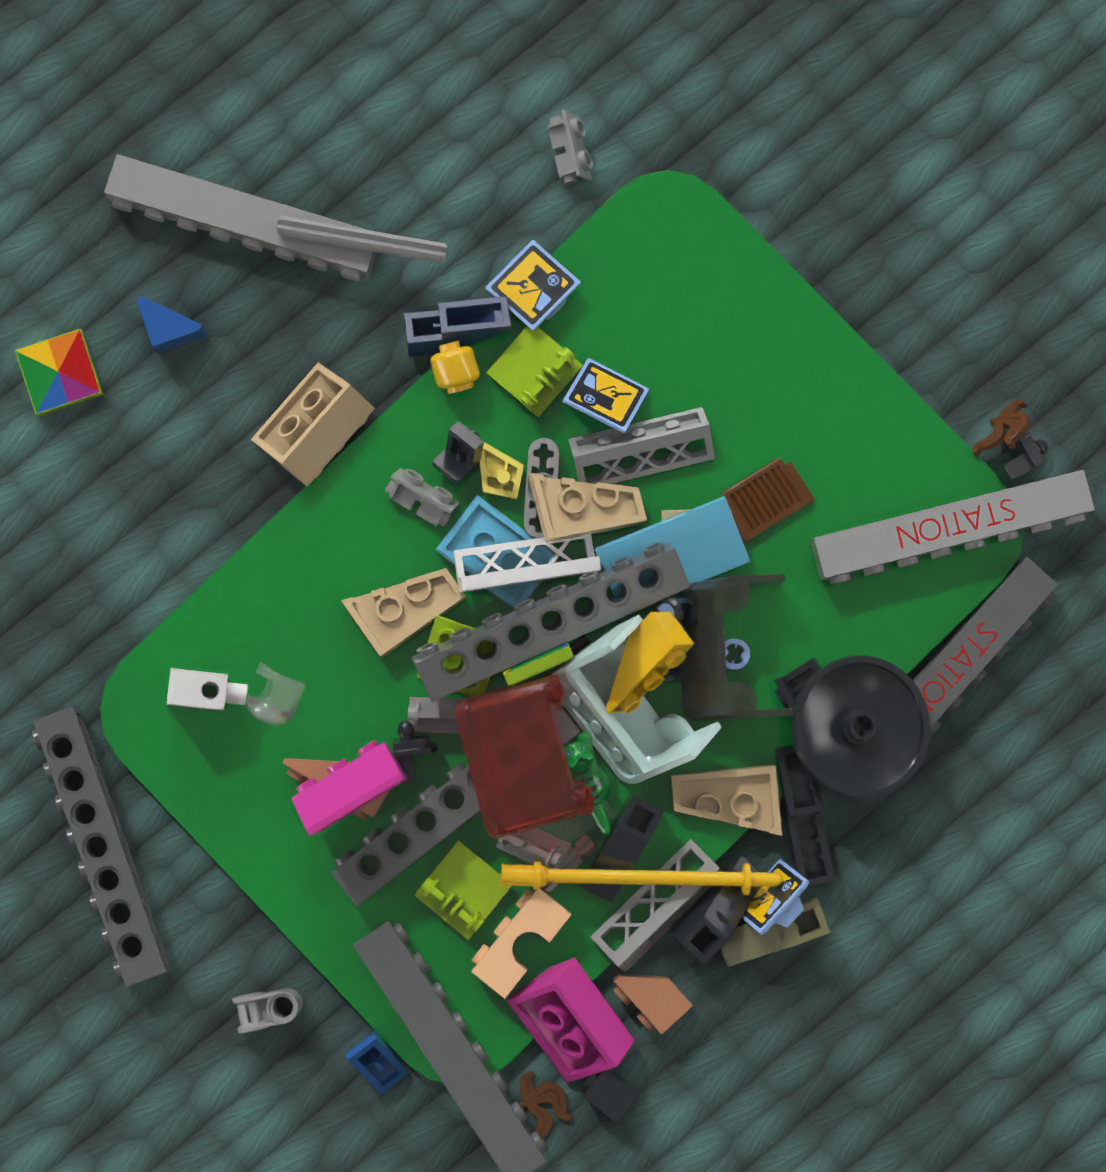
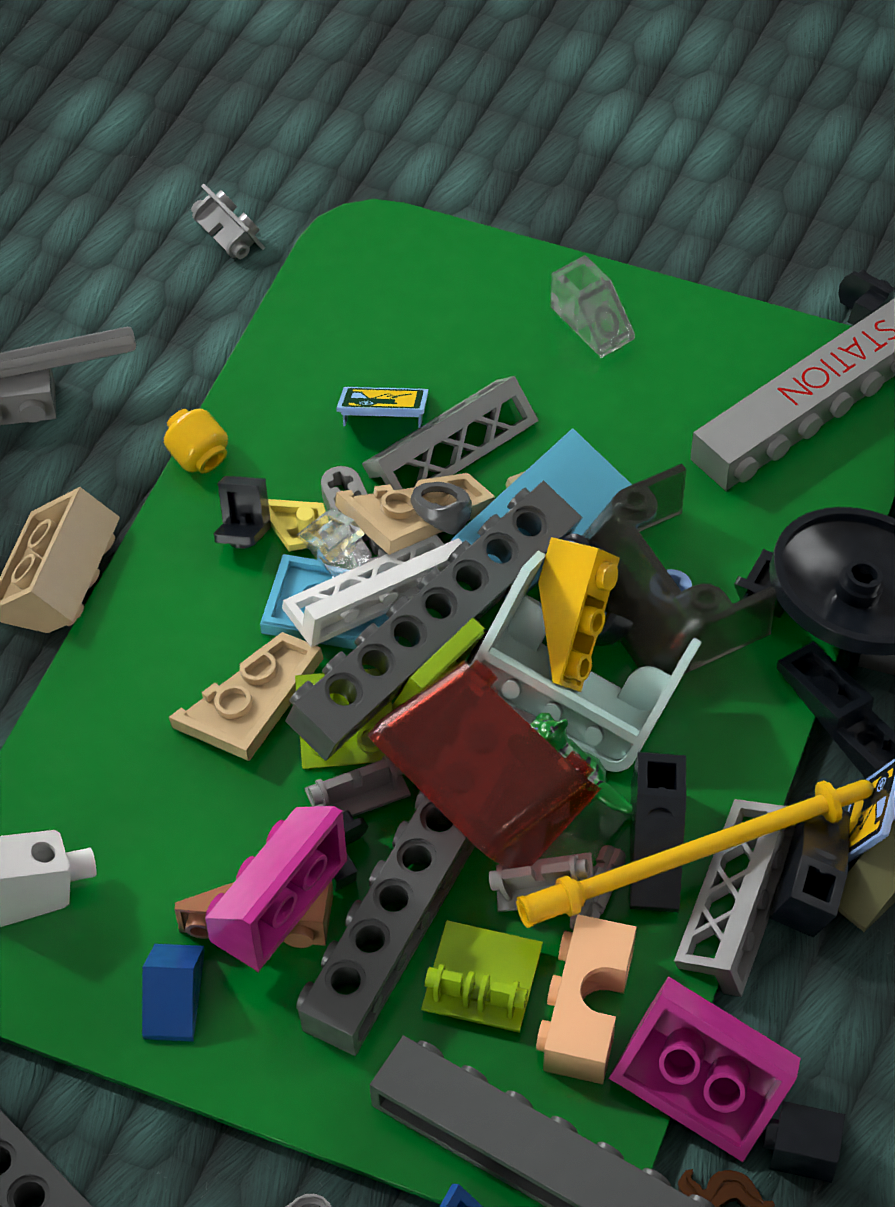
camera: 20 degrees left, 30 degrees down
(263, 806) = (171, 991): none -> blue slope
(278, 699) = (138, 854): clear helmet -> none
(411, 487) = (234, 577): light grey hinge -> none
(457, 320) = (204, 387): dark blue slope -> none
(511, 512) = (336, 542): none -> clear slope
(534, 285) = (249, 342): piece -> none
(535, 369) = (290, 414): lime hinge -> none
(596, 534) = (446, 518): none -> dark grey piece
(655, 997) = (793, 1000): nougat slope -> none
(731, 795) = (756, 733): tan wing -> none
(766, 498) = (624, 430): reddish brown window -> none
(802, 379) = (590, 306): none -> clear slope
(1009, 418) = (836, 268): reddish brown piece -> none

